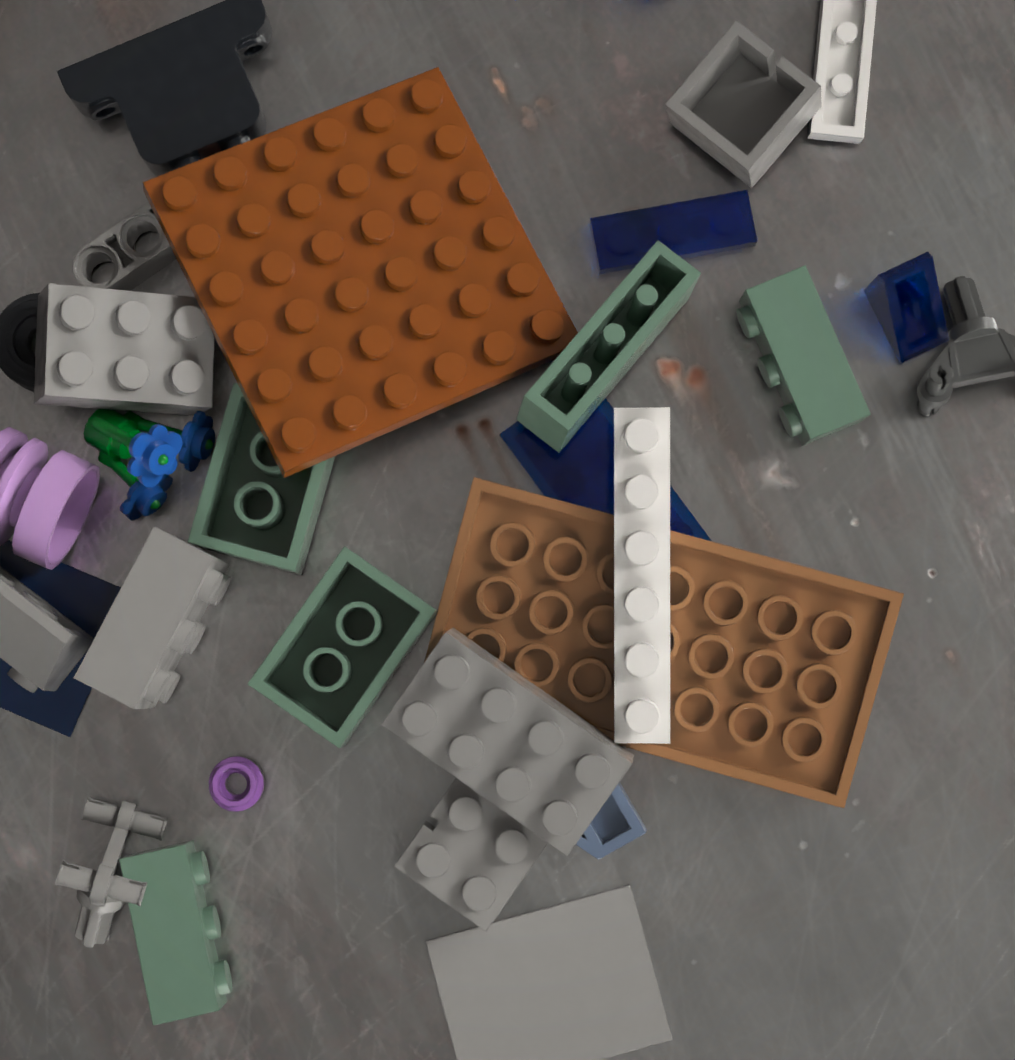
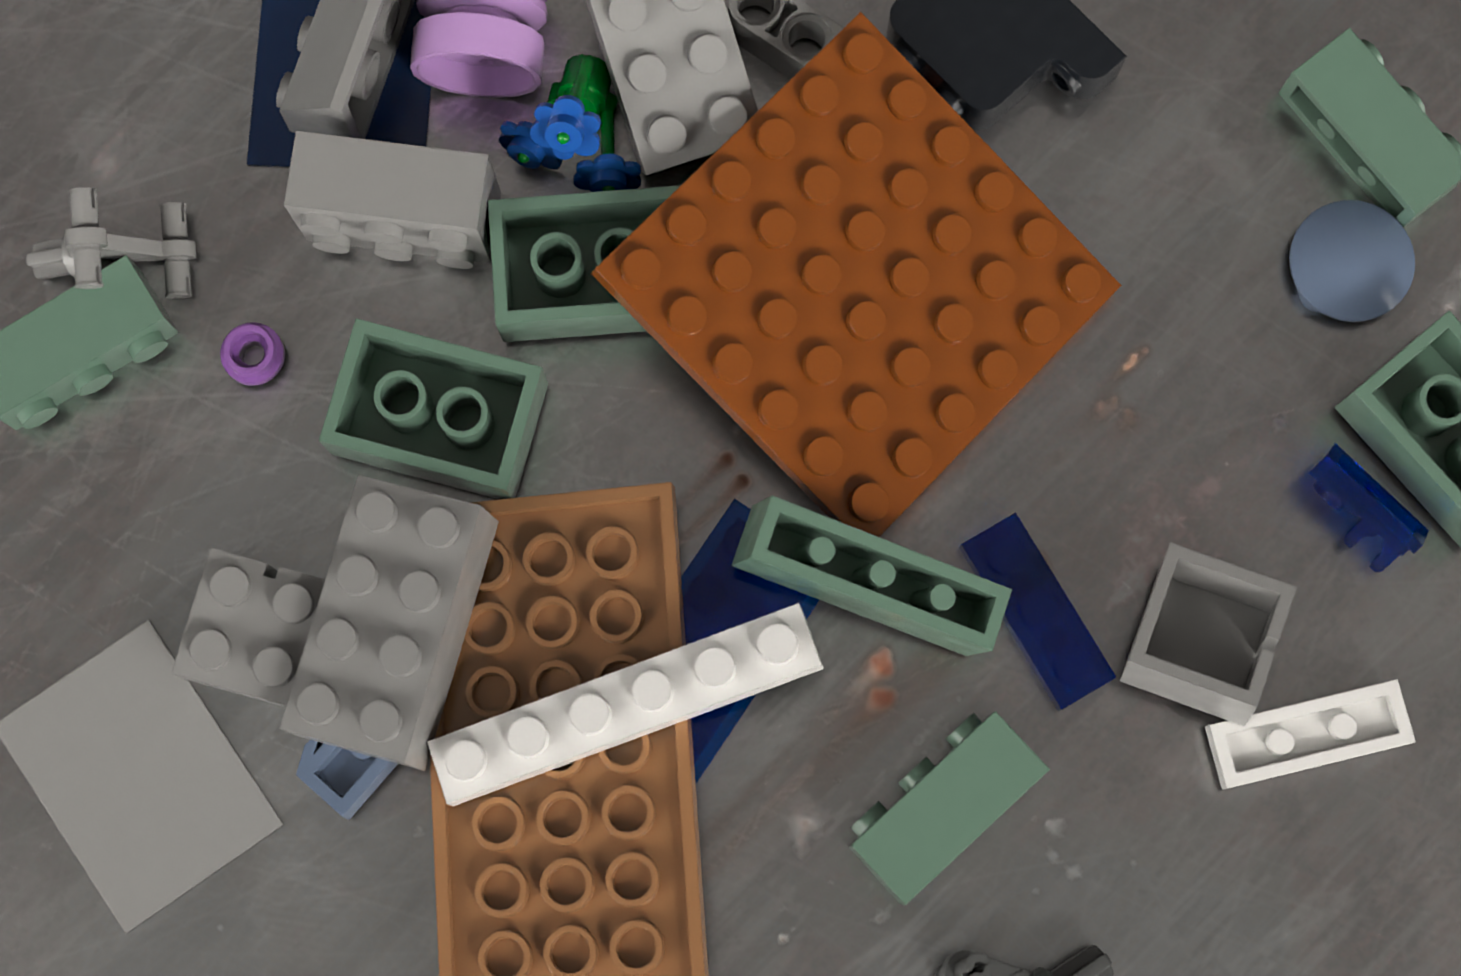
camera: 75 degrees right, 5 degrees down
(909, 307) = (1050, 912): clear blue slope -> none

